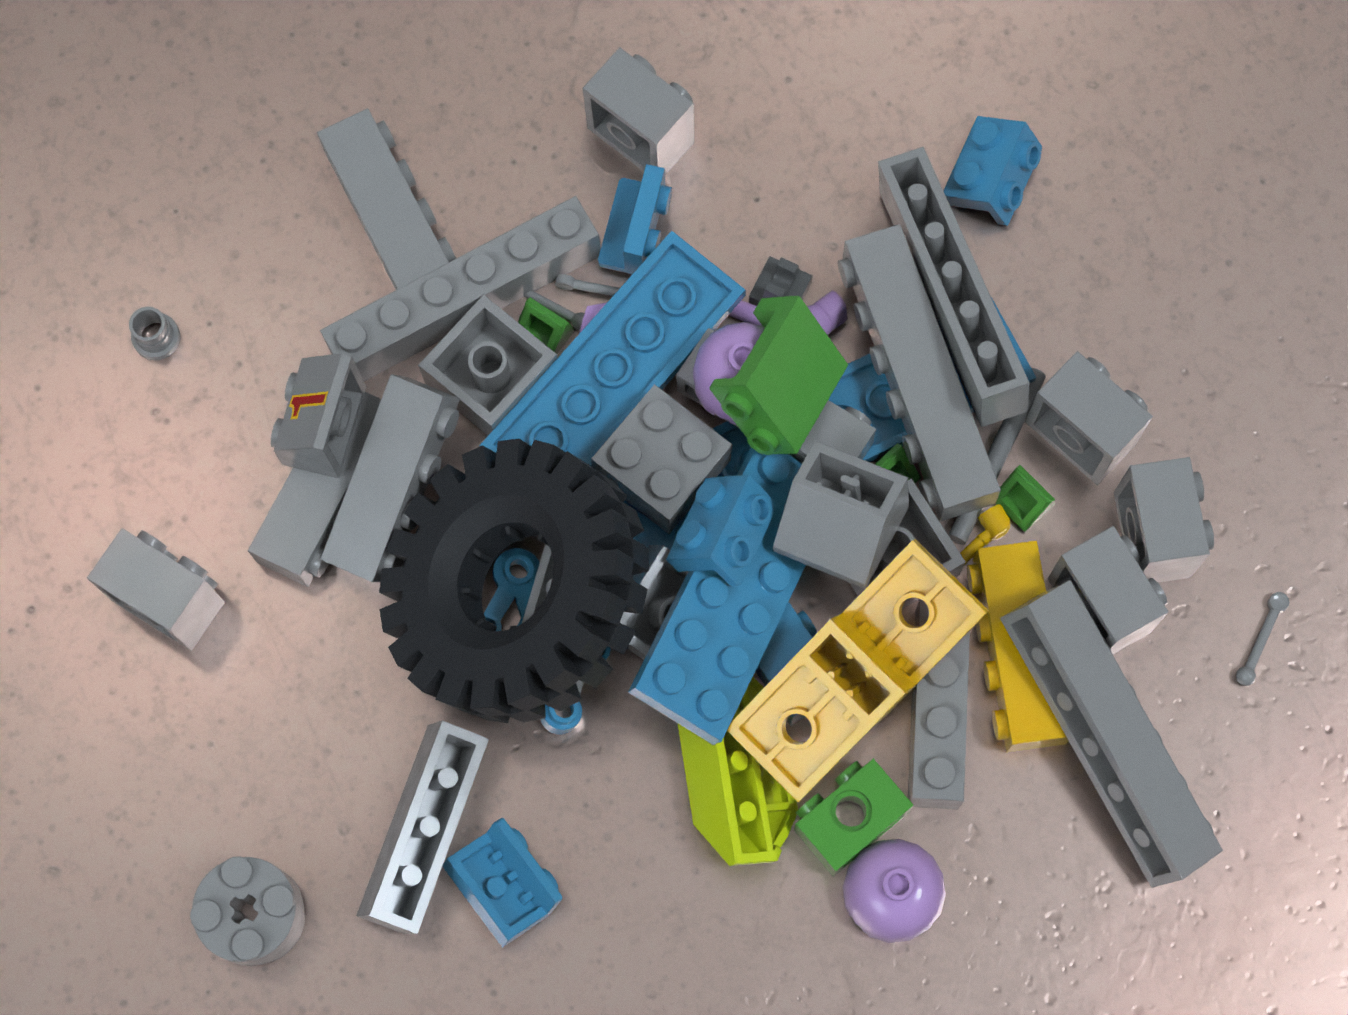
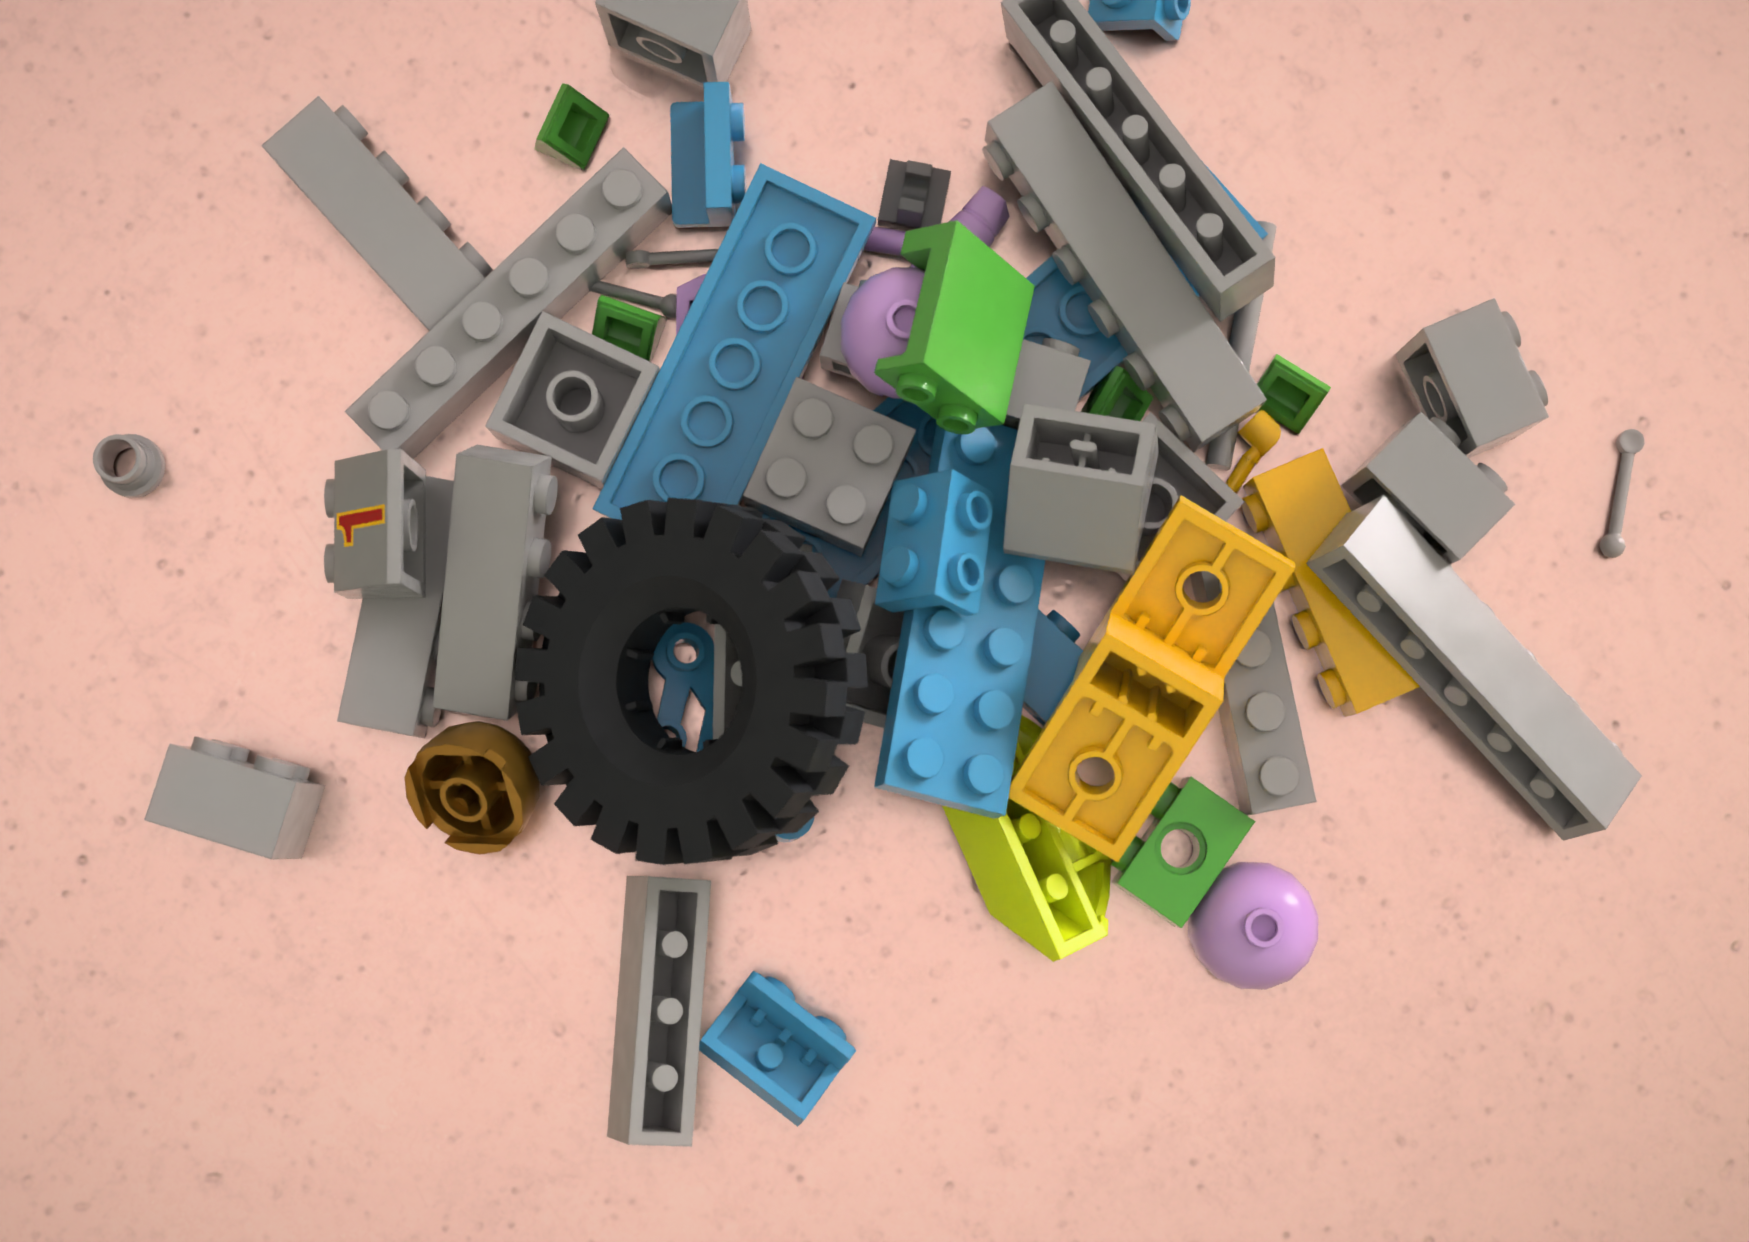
camera: 20 degrees left, 10 degrees up
(222, 925) = (439, 1187): light grey brick -> none
(333, 624) = (473, 786): none -> pearl gold cylinder
(543, 177) = (571, 128): none -> bright green slope
(1088, 416) = (1351, 271): light grey brick -> none

